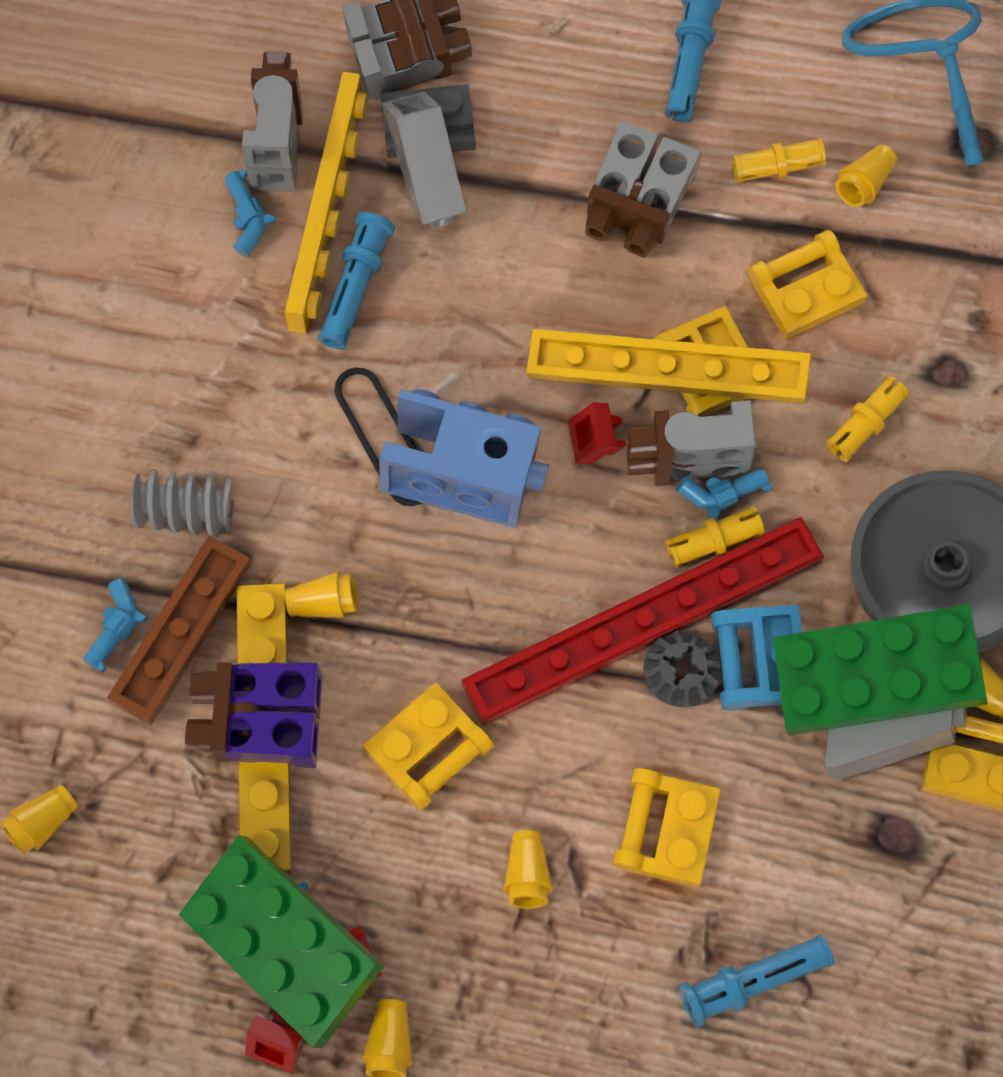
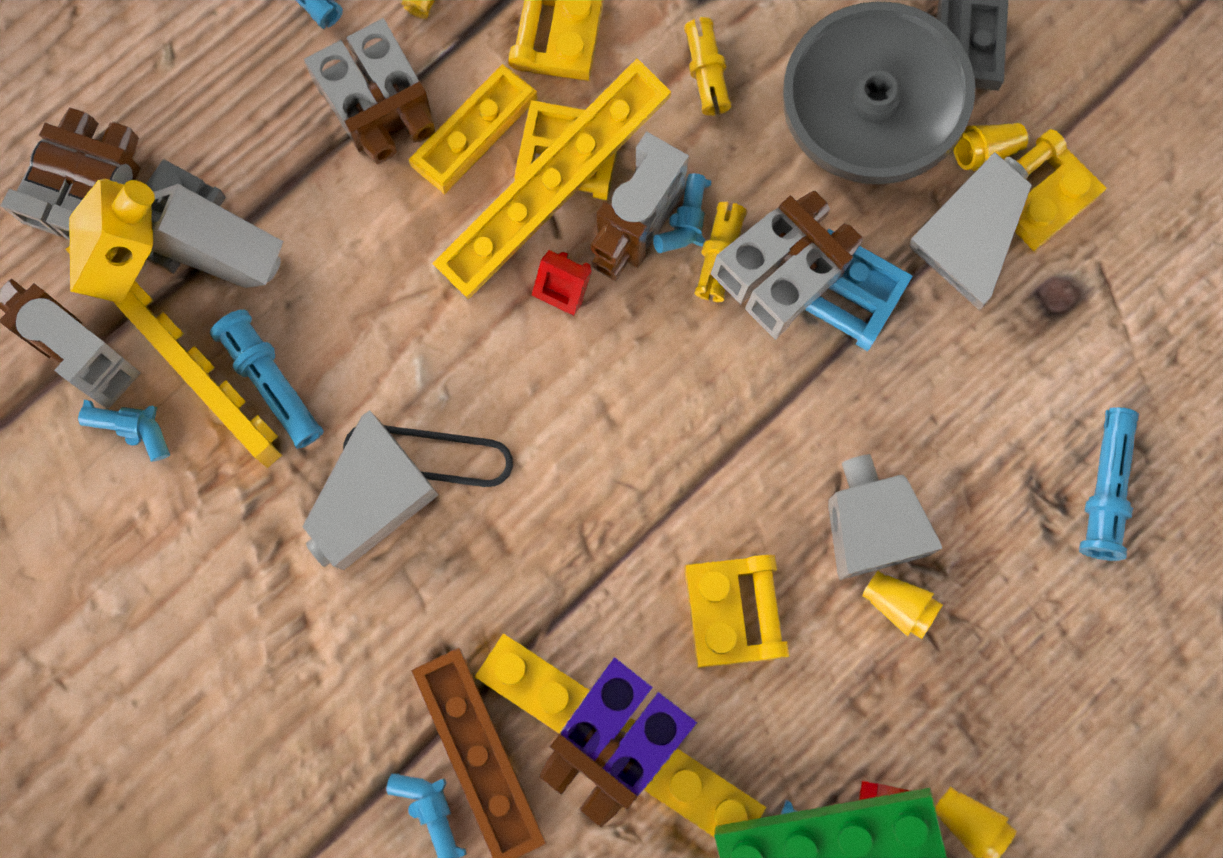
camera: 55 degrees left, 5 degrees up
(182, 504) = (363, 673): light grey piece -> none
(316, 410) = (365, 496): none -> light grey slope
(324, 597) = (540, 608): yellow cone -> none
(381, 85) = (111, 223): none -> yellow torso
(477, 459) = (518, 392): medium blue torso -> none
(577, 804) = (877, 522): none -> light grey torso
(641, 620) = (741, 404): red tile -> none
(672, 282) = (473, 128): none -> yellow tile
(683, 830) = (950, 455): yellow plate -> none
(692, 688) = (810, 378): dark grey gear -> none
(737, 584) = (802, 251): none -> light grey hips
(879, 670) = (942, 202): green plate -> none

